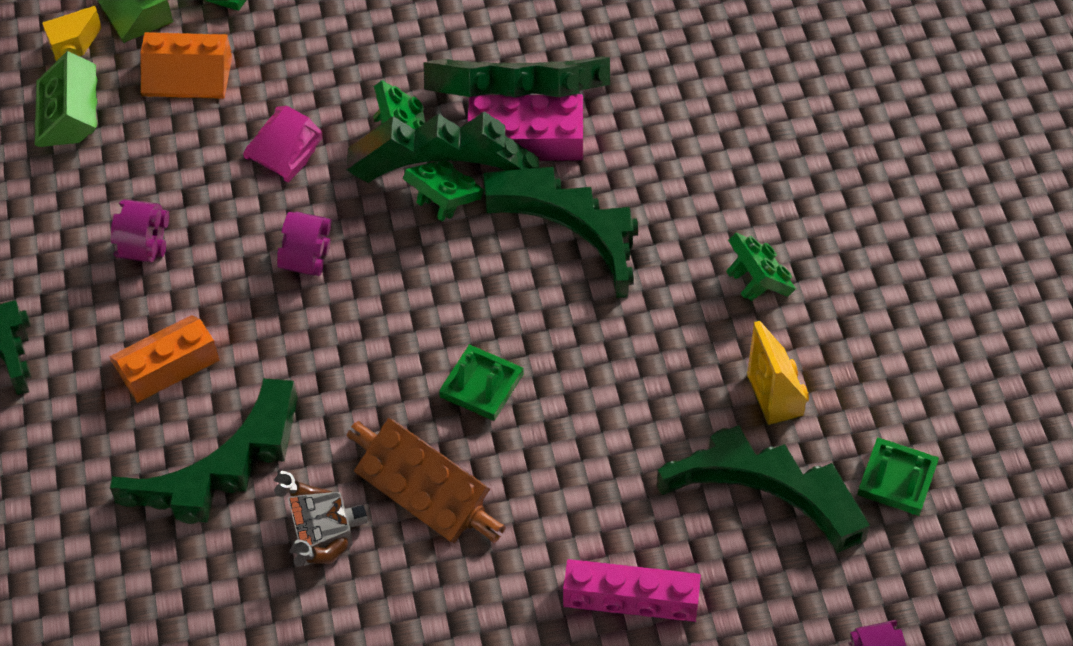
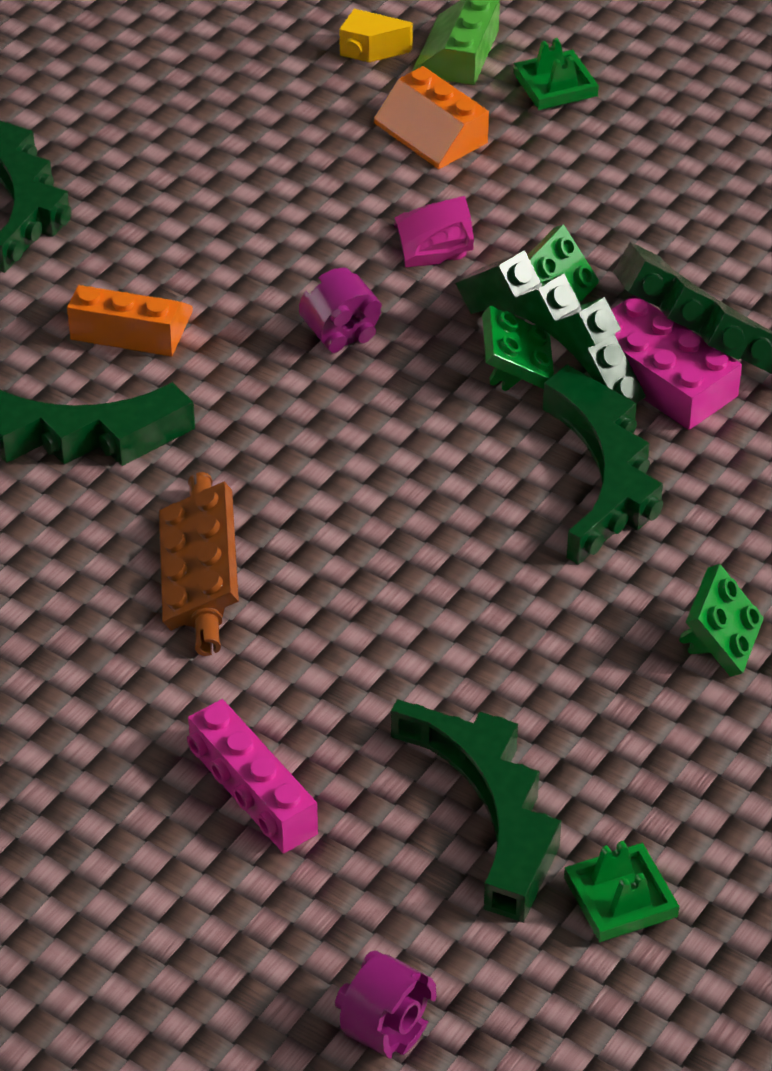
camera: 45 degrees right, 10 degrees down
(66, 102) = (304, 83): bright green slope -> none
(139, 231) = (224, 208): magenta brick -> none
(319, 521) = (77, 523): torso -> none
(481, 382) = (351, 524): green plate -> none
(774, 378) = (605, 708): yellow slope -> none

